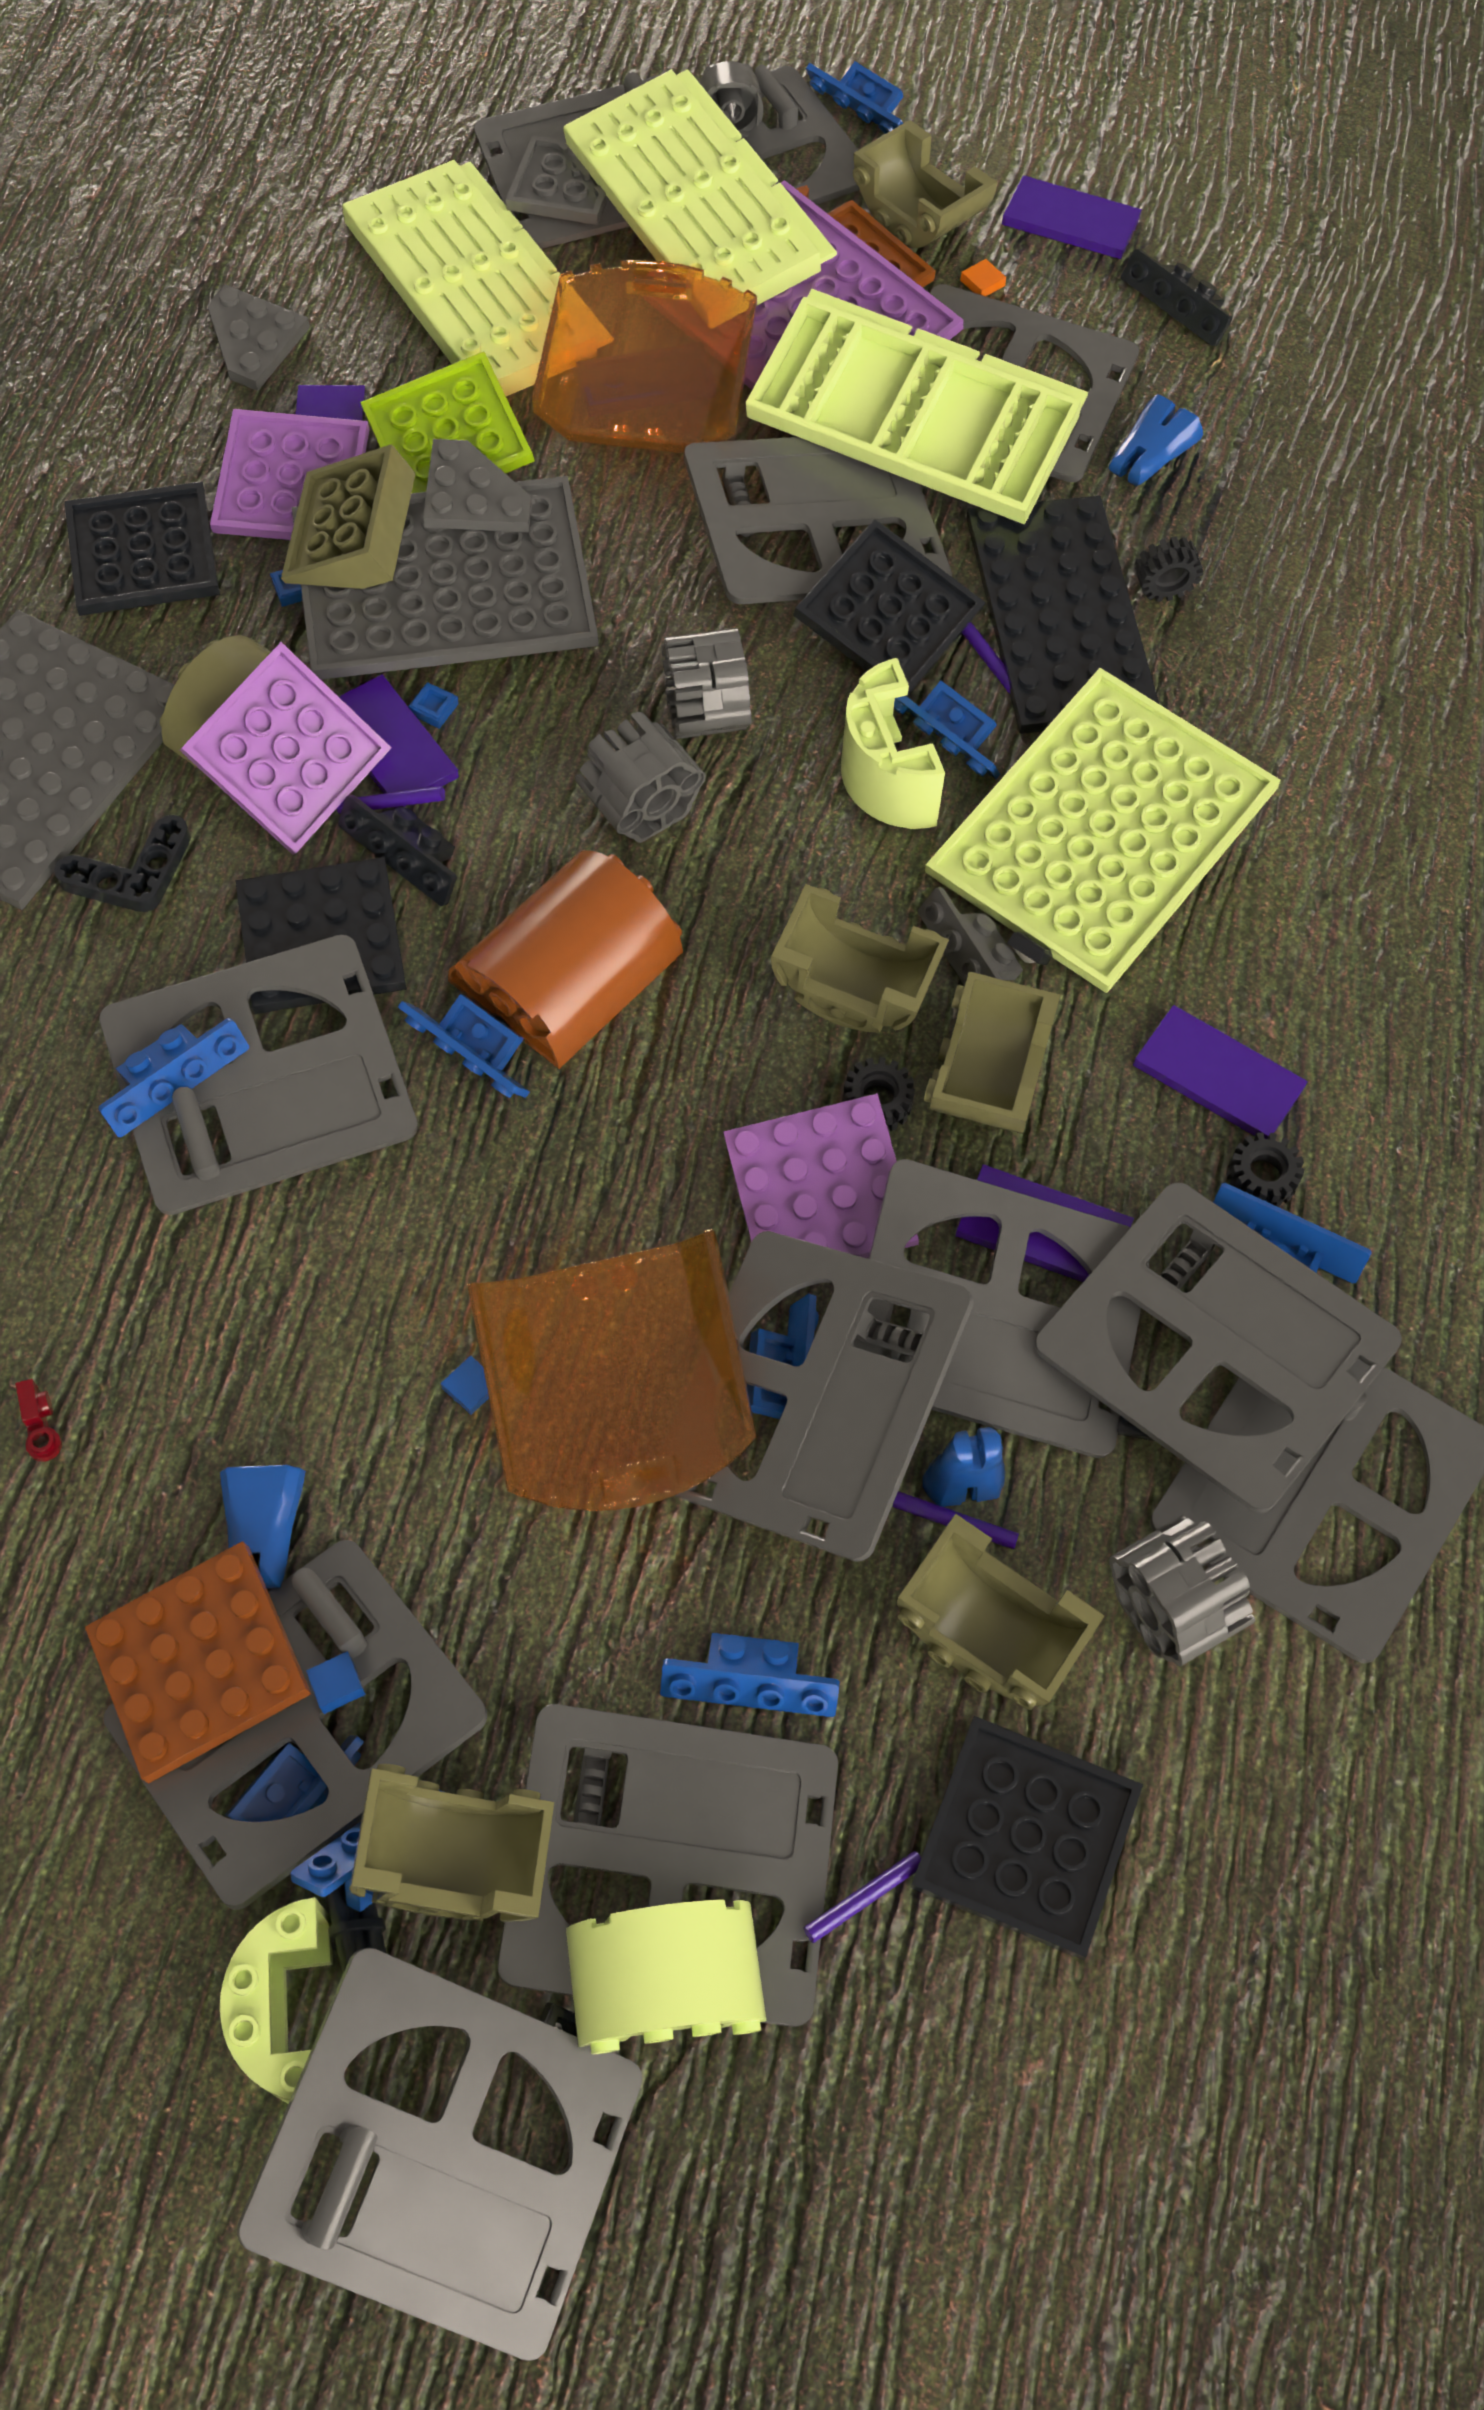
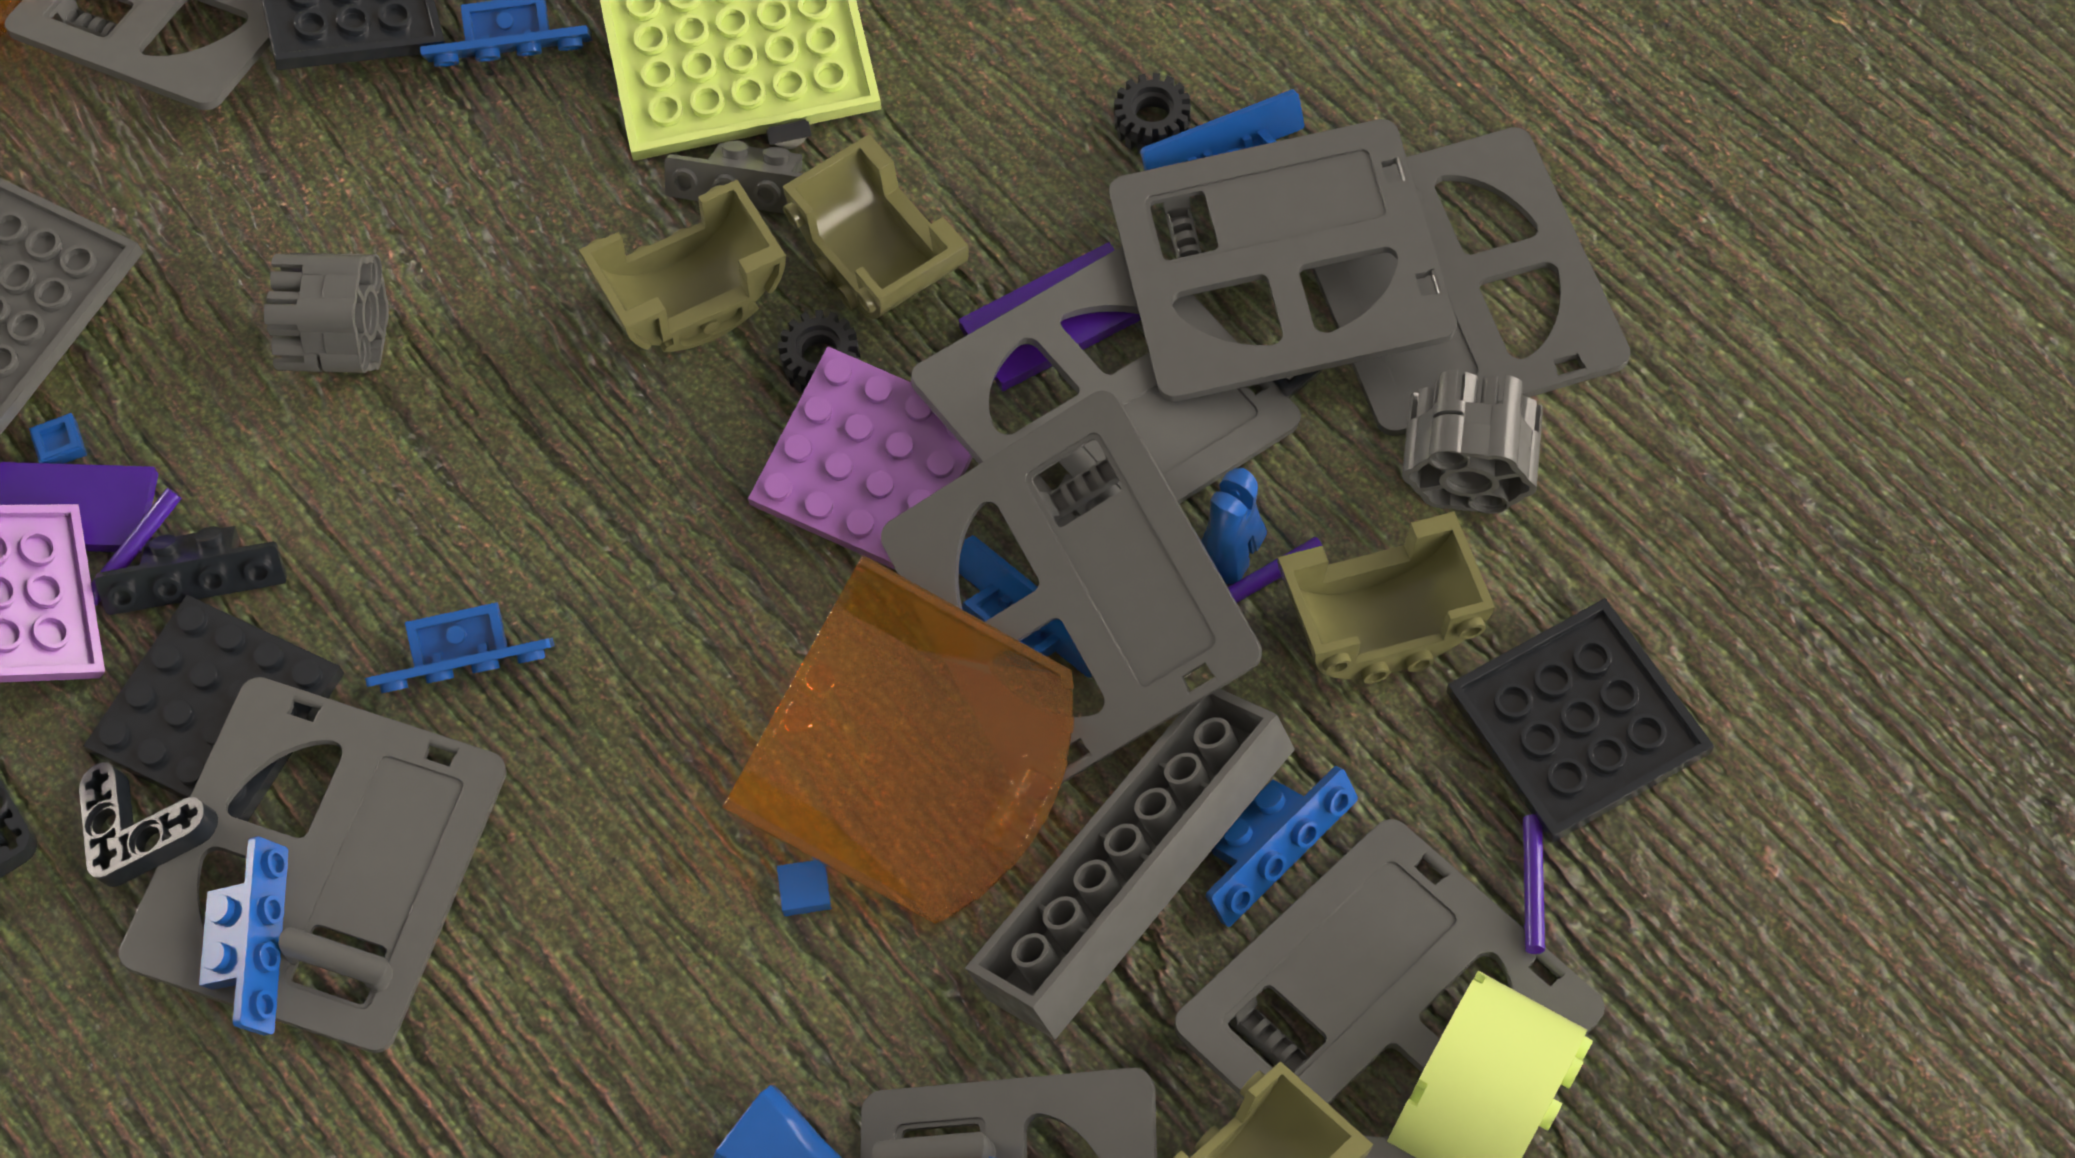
camera: 45 degrees left, 0 degrees up
(176, 951) = (180, 828): none -> black beam
(571, 955) = (445, 502): dark orange cylinder -> none
(649, 1586) = (1130, 860): none -> dark grey brick
(708, 683) = (287, 182): dark grey piece -> none
(888, 784) = (498, 114): yellowish green cylinder -> none
(1220, 1073) = (1032, 81): dark purple tile -> none

